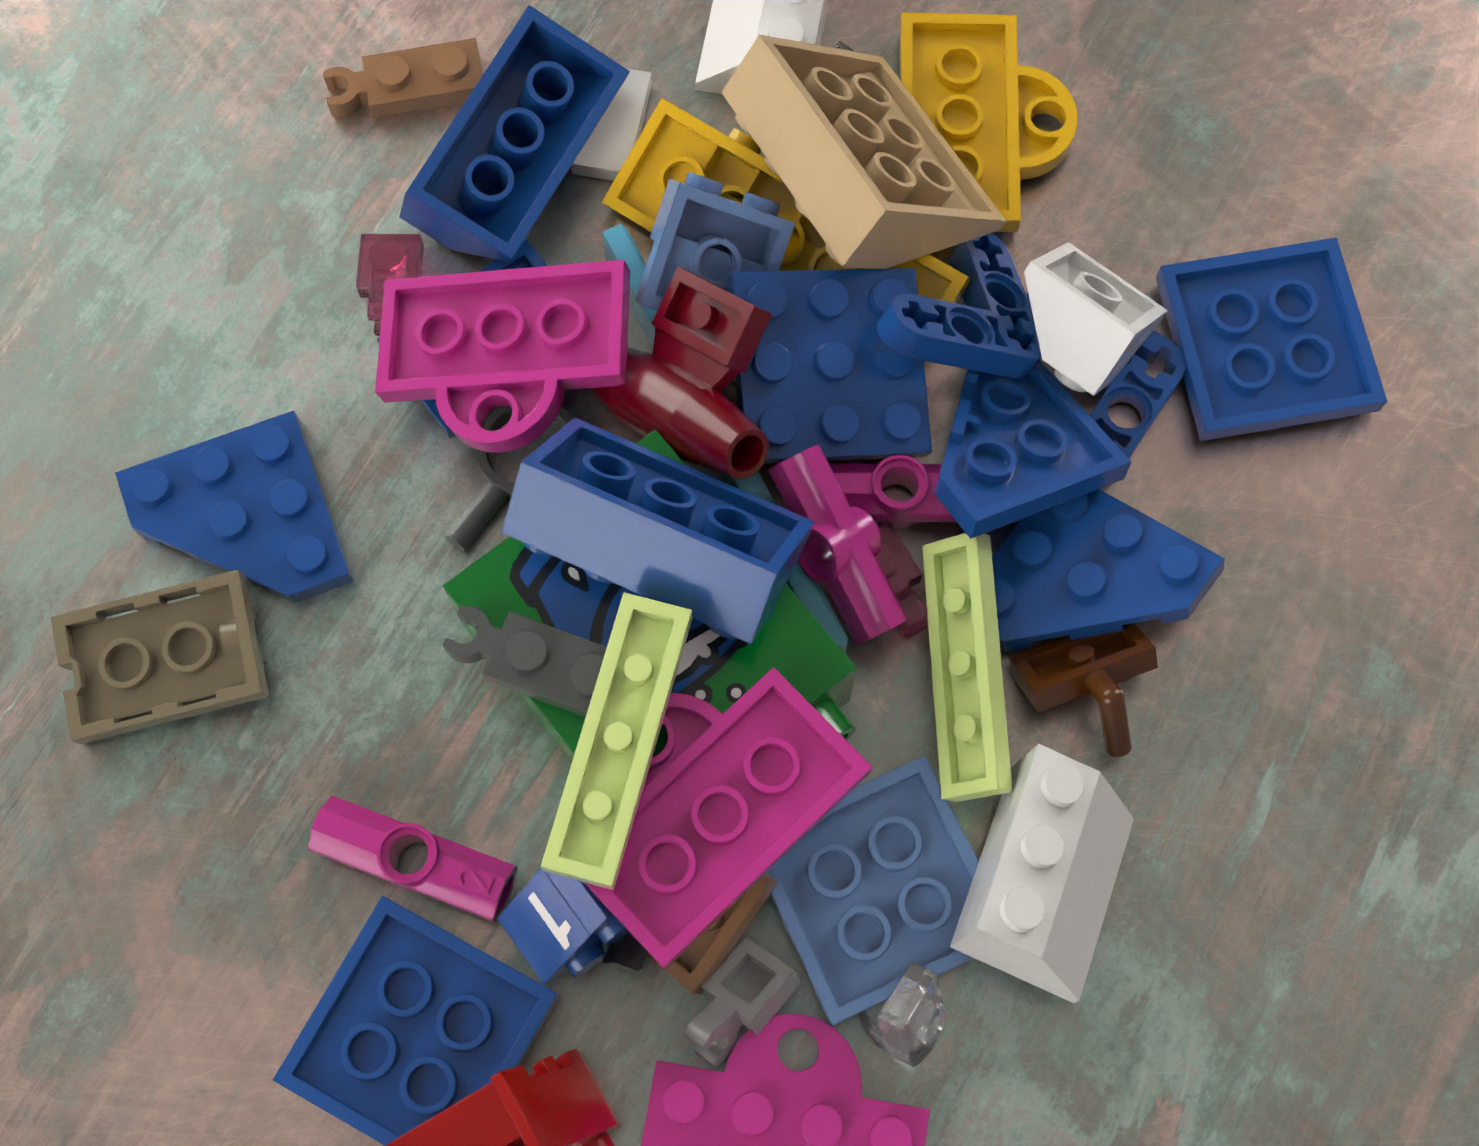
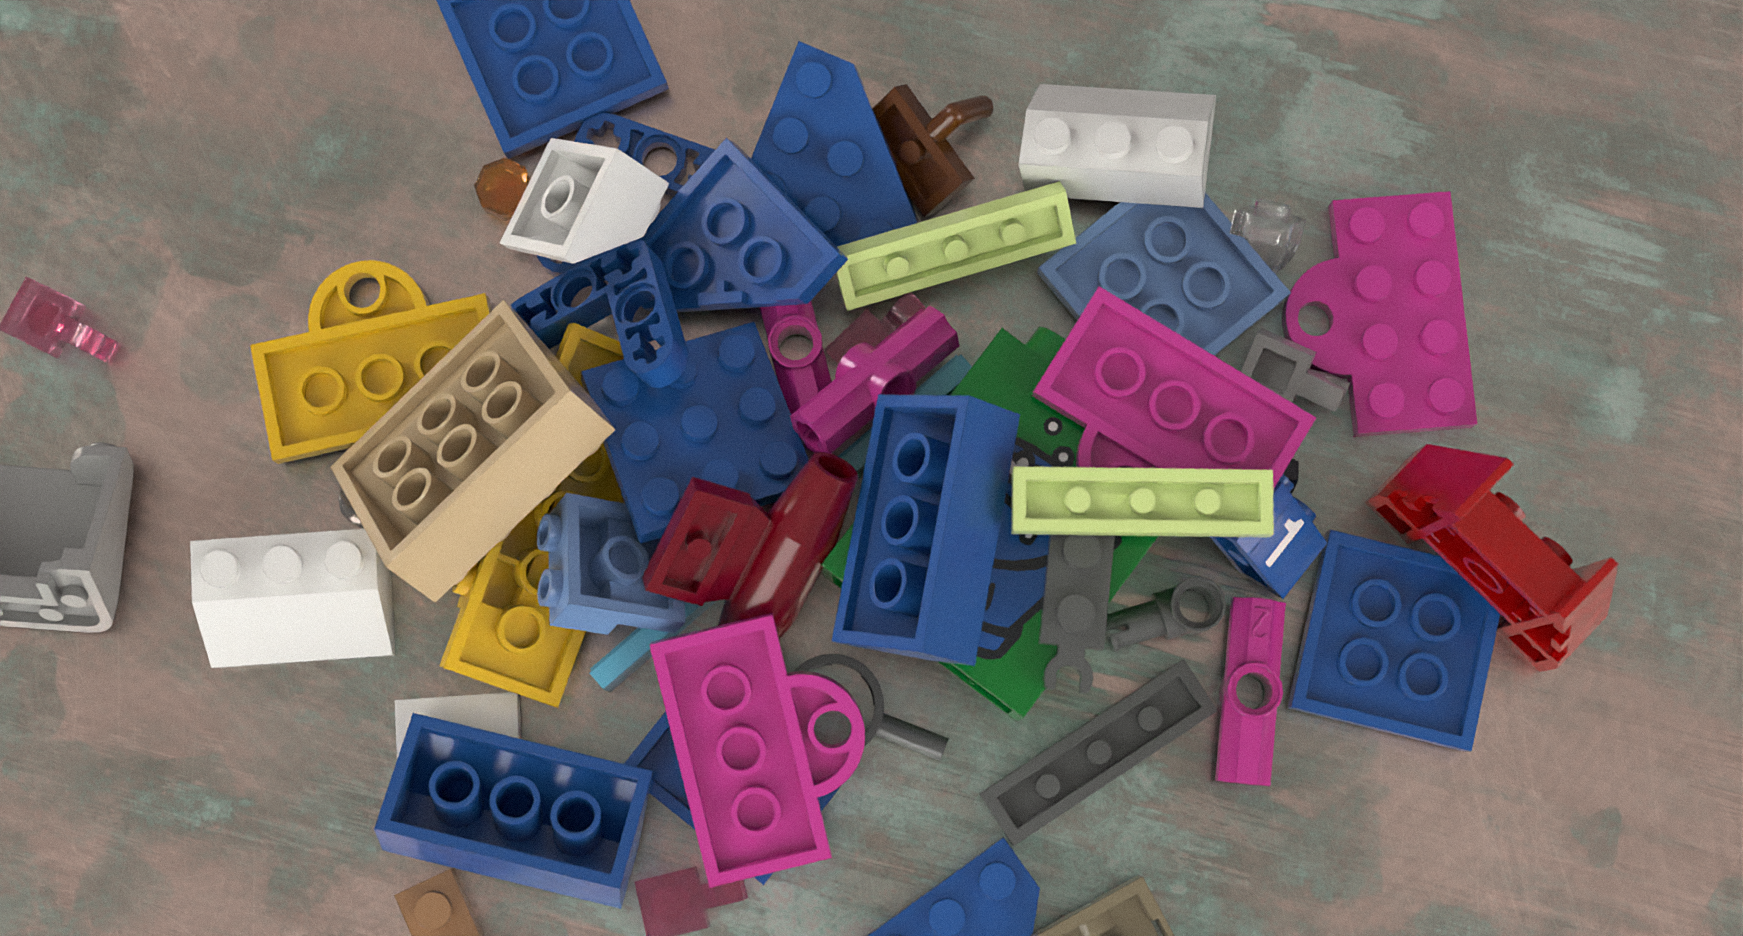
camera: 105 degrees left, 10 degrees up
(402, 690) = (1098, 752): none -> dark grey plate
(519, 790) = (1163, 615): none -> dark grey pin
(1128, 258) = (501, 187): none -> clear orange tile

